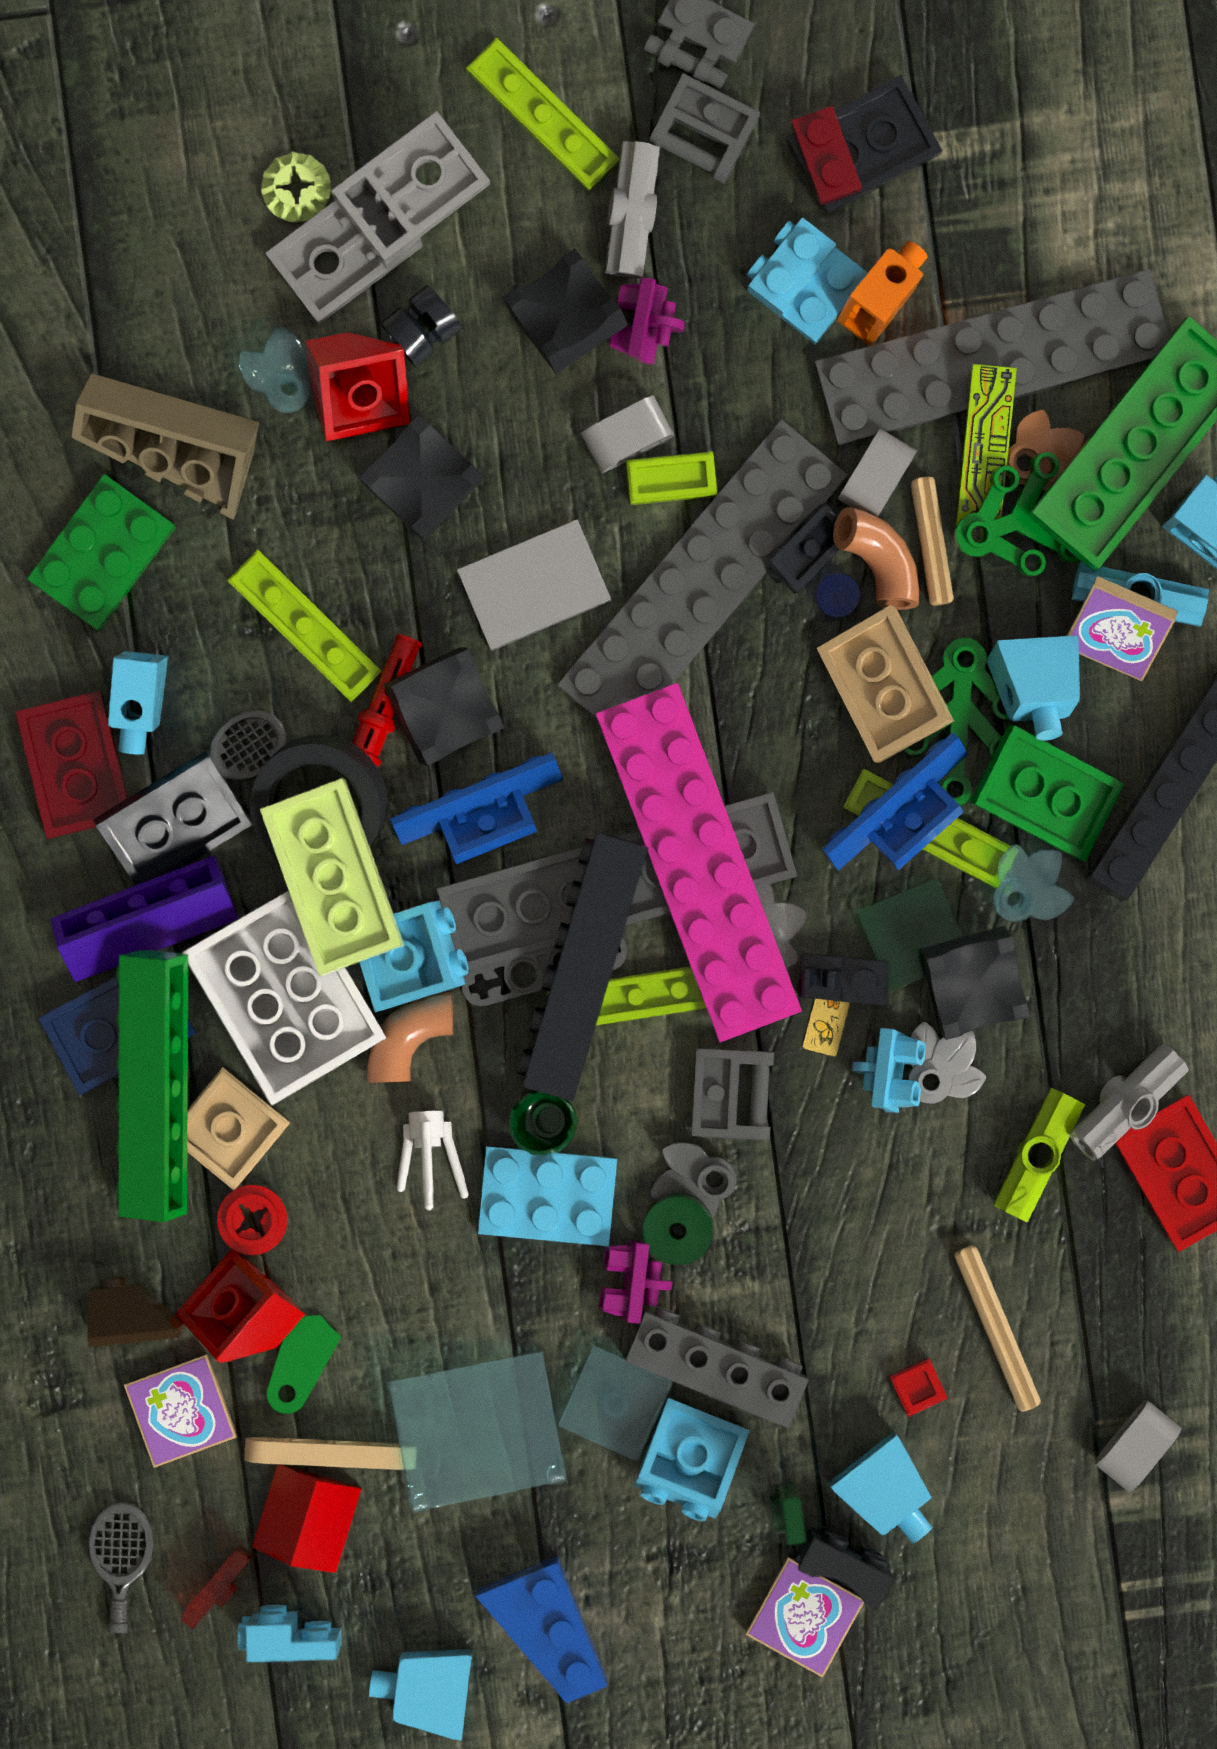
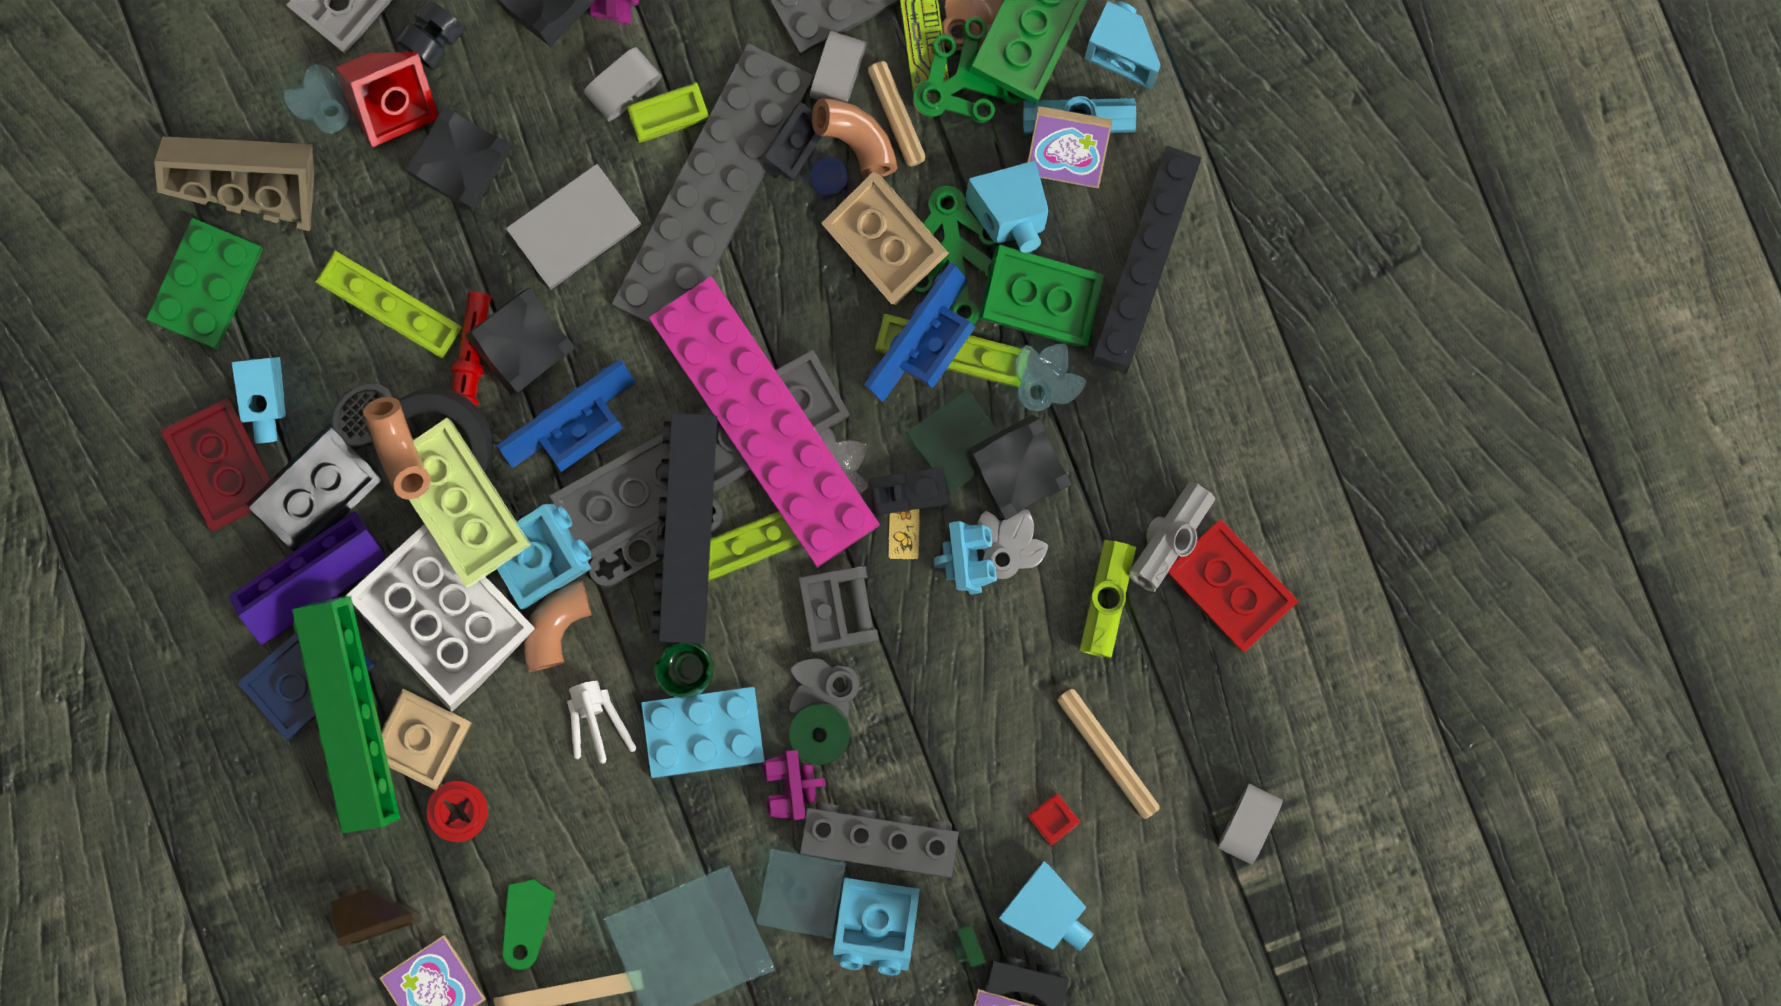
camera: 15 degrees left, 5 degrees down
(239, 1311) = (463, 890): red slope -> none
(277, 801) = (396, 448): none -> nougat cylinder

